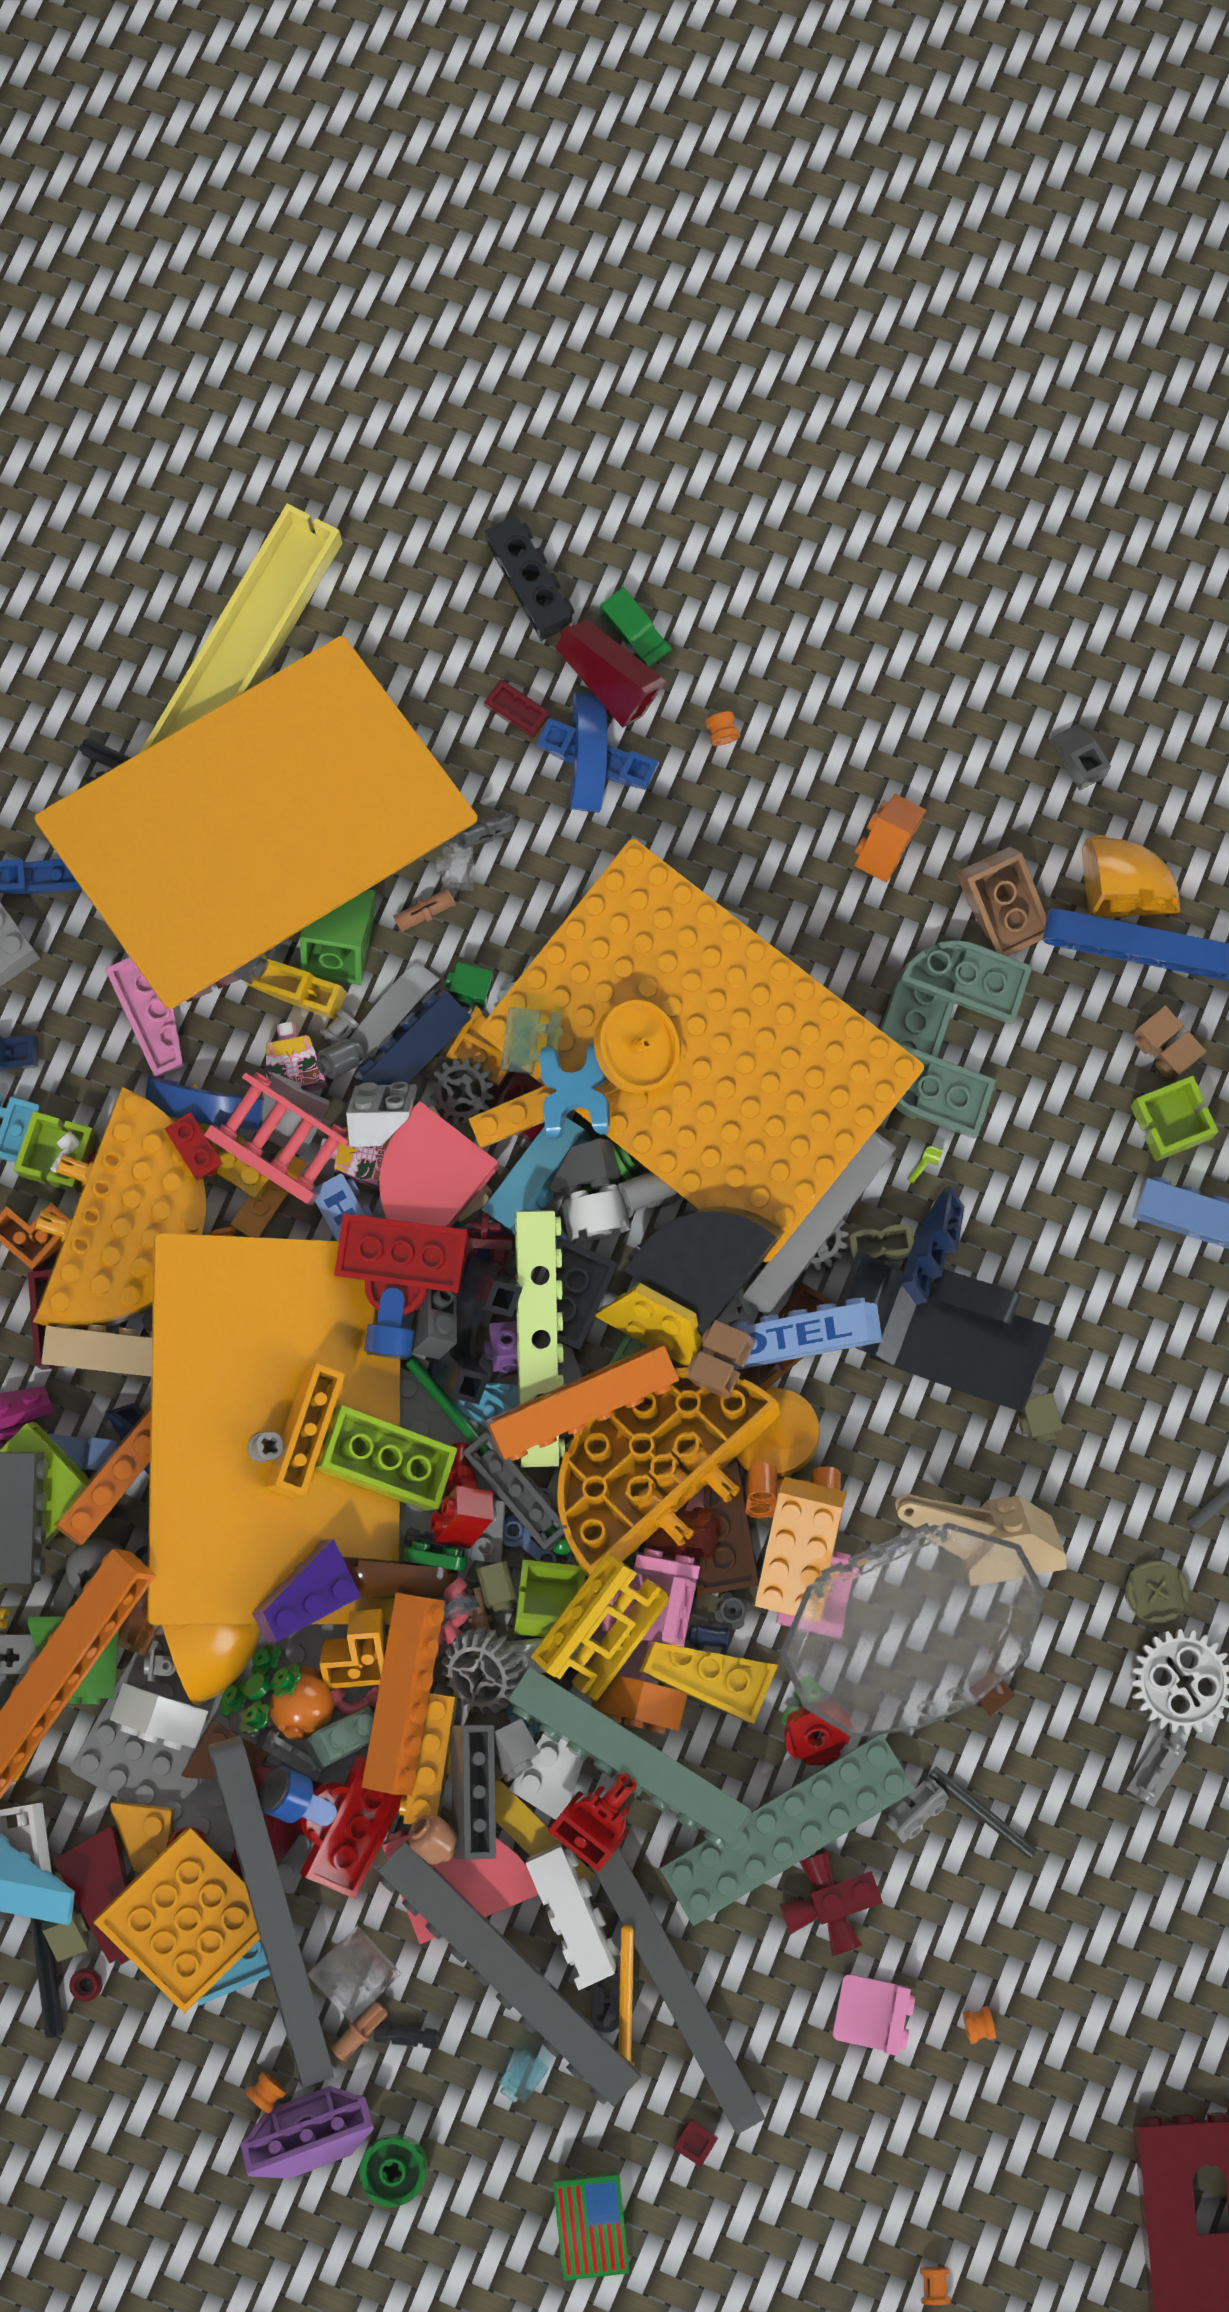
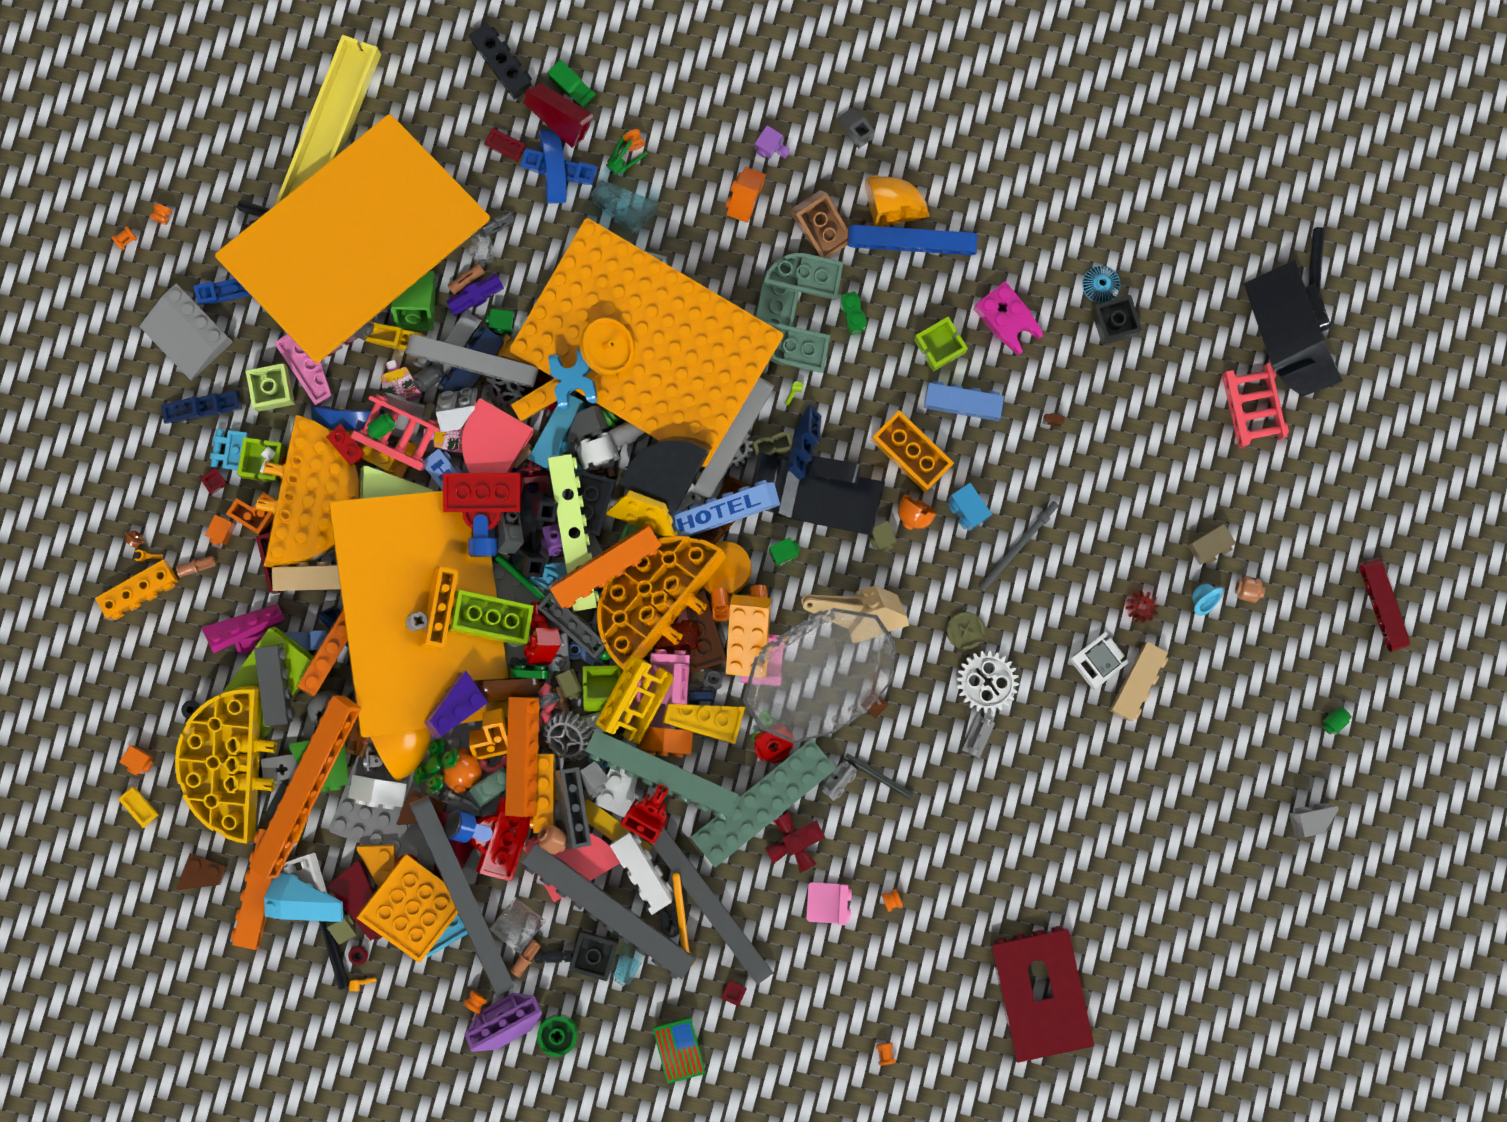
camera: 15 degrees left, 5 degrees up
(72, 2032) = (354, 985): none -> light orange hand
(87, 1038) = (270, 387): none -> yellowish green brick
(239, 1216) = (380, 484): none -> yellowish green slope
(255, 1124) = (381, 426): none -> green brick
(413, 1039) = (471, 360): none -> light grey beam
(435, 937) = (475, 294): none -> dark purple piece
(472, 2044) = (593, 955): none -> pearl dark grey brick
(522, 1038) = (536, 350): clear light blue plate -> none
(610, 1249) = (609, 471): none -> reddish brown hand
(689, 761) = (616, 163): none -> green plant
(692, 829) = (624, 206): none -> clear light blue wedge
(714, 1373) = (688, 520): medium nougat piece -> none
(876, 1419) = (784, 552): none -> green brick
(939, 762) = (769, 143): none -> medium lavender brick
(1040, 1057) = (850, 308): none -> green brick
(1098, 1386) = (915, 513): none -> orange cylinder
(1106, 1285) = (912, 451): none -> light orange brick
(1159, 1031) = (925, 291): medium nougat piece -> none
(1188, 1389) = (968, 507): none -> dark azure brick

